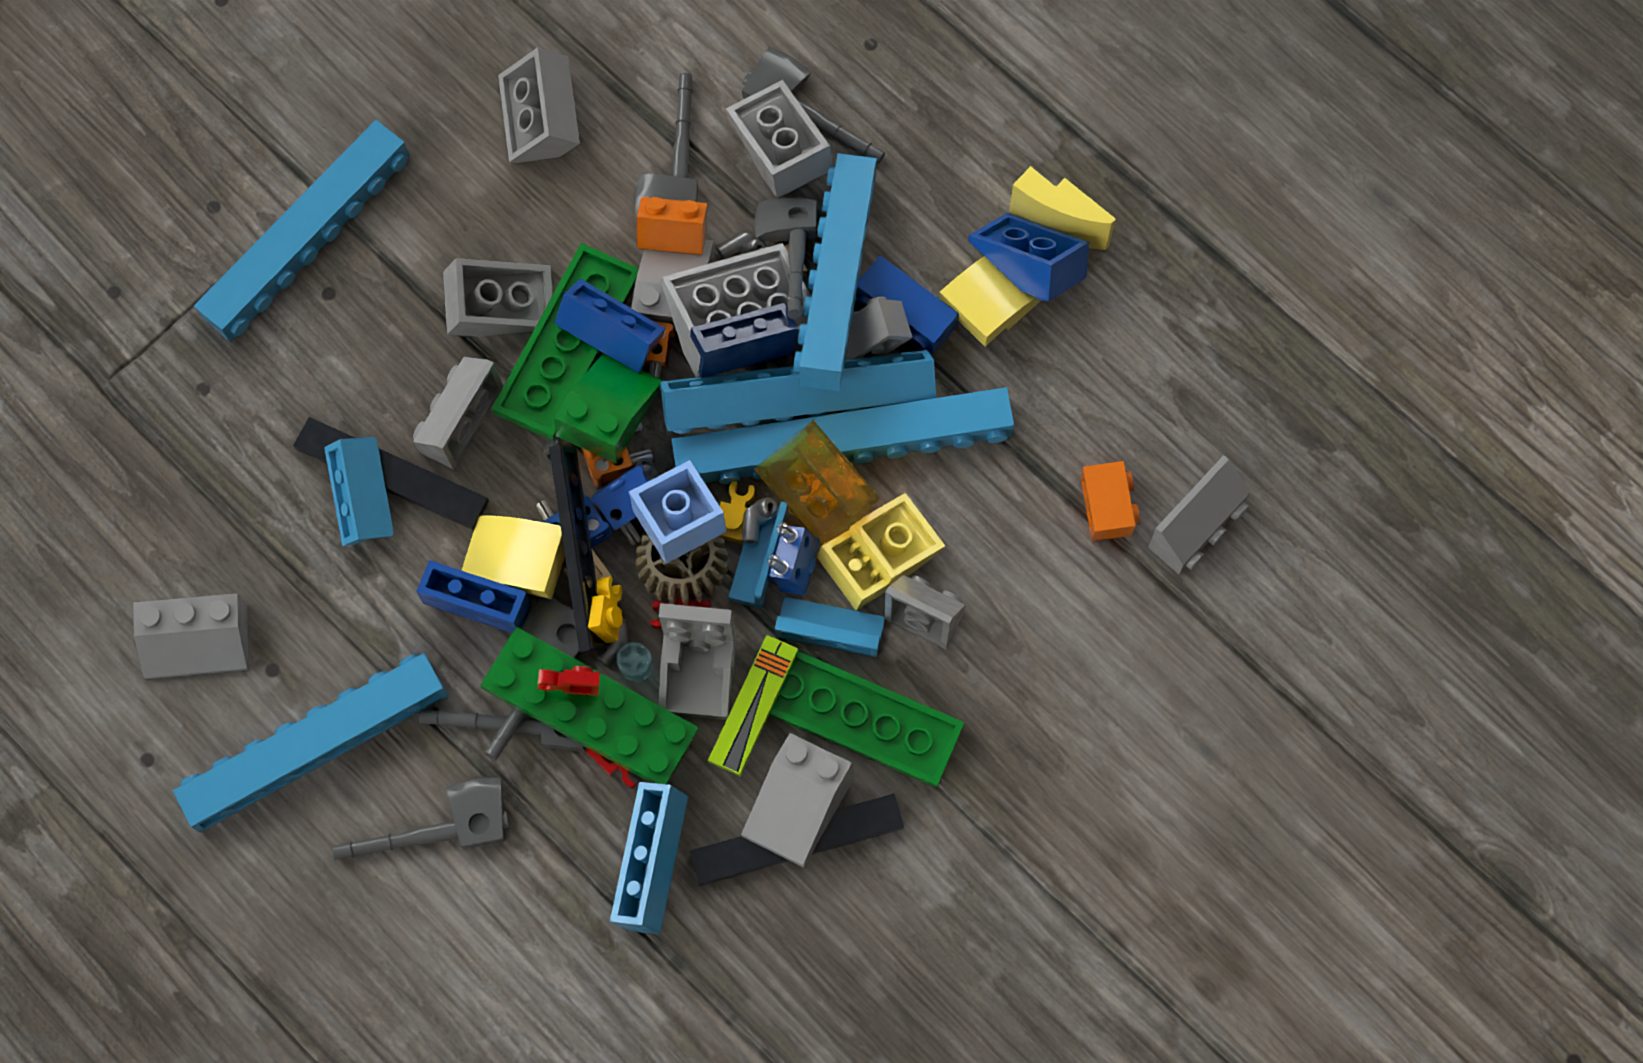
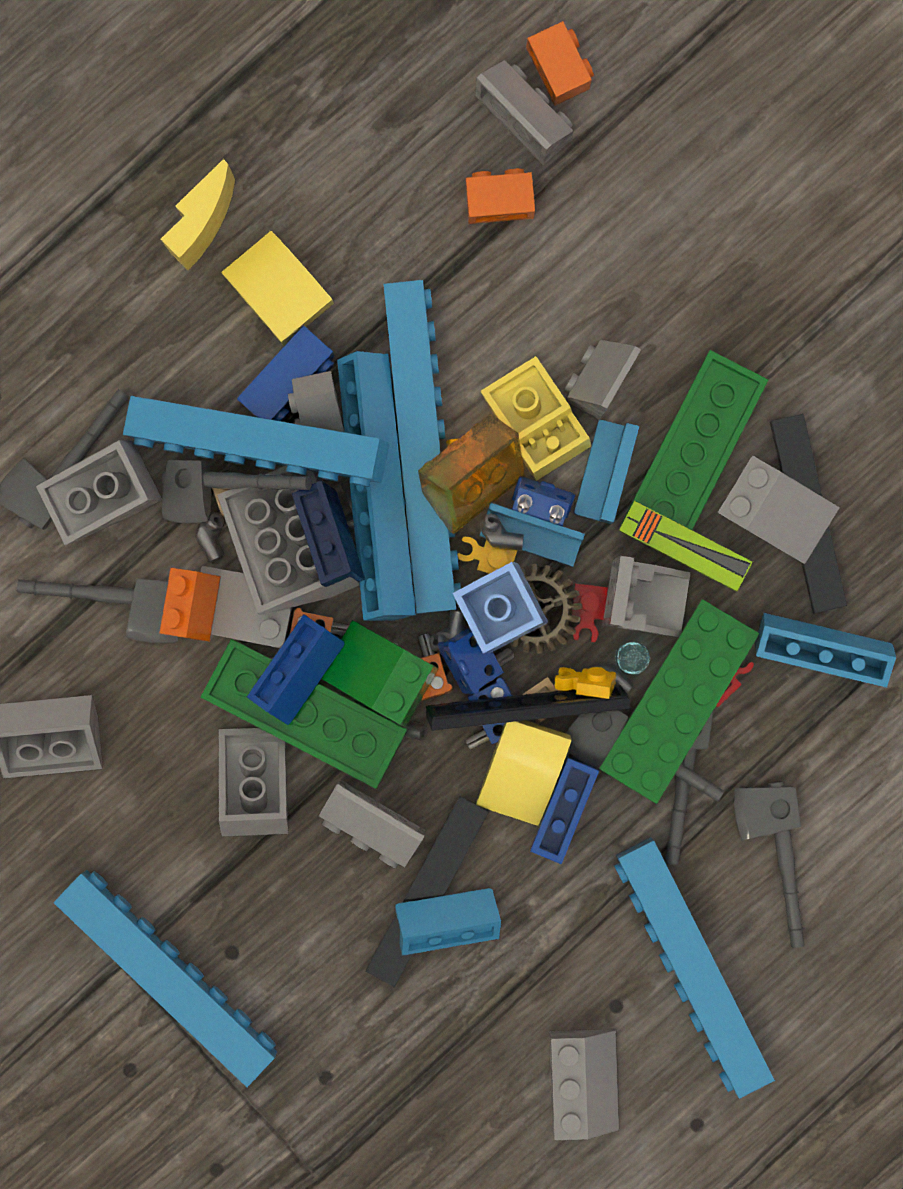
camera: 90 degrees left, 15 degrees up
(575, 681) = (662, 708): red plate -> none
(1033, 255) = (244, 249): blue slope -> none
(1255, 552) = (559, 62): none -> orange brick

